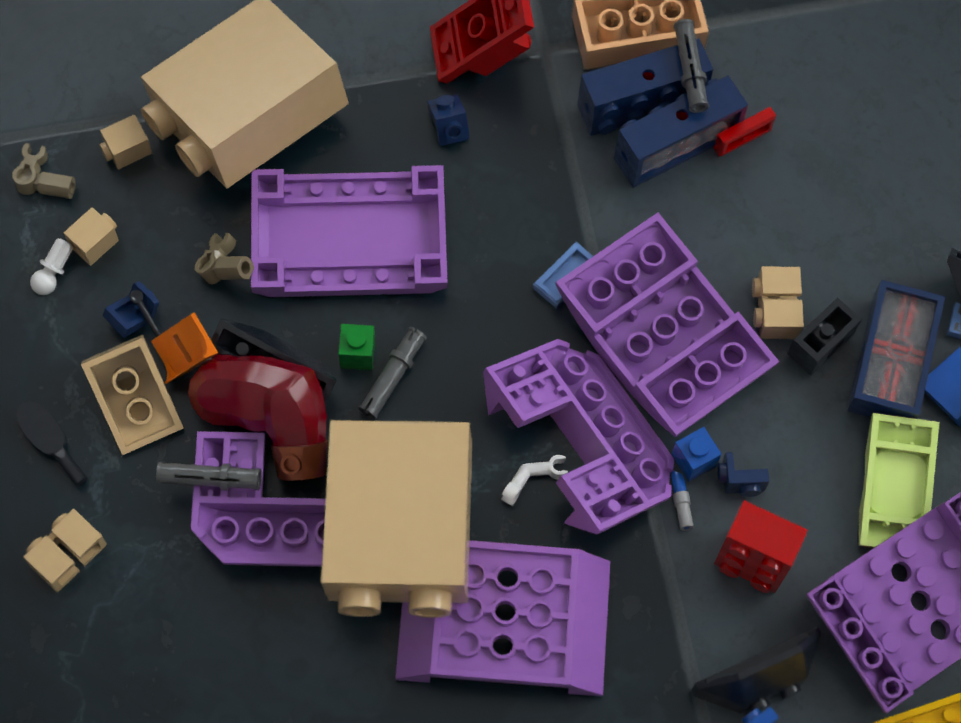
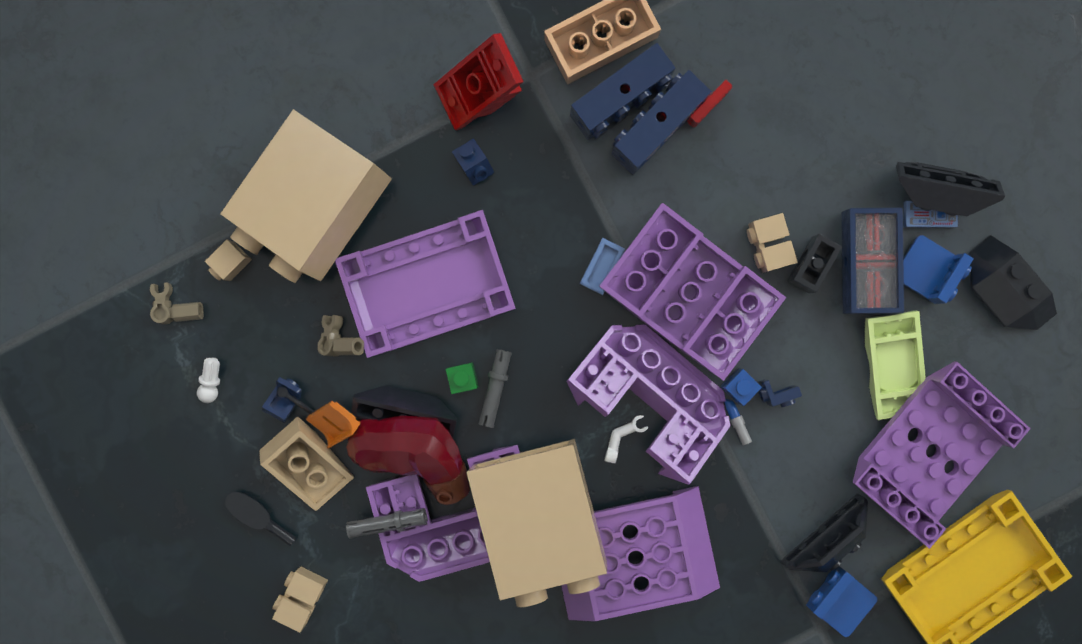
camera: 15 degrees left, 20 degrees up
(92, 235) = (230, 347): tan brick -> none
(696, 97) = (644, 44): dark grey pin -> none
(760, 547) = (810, 456): red brick -> none

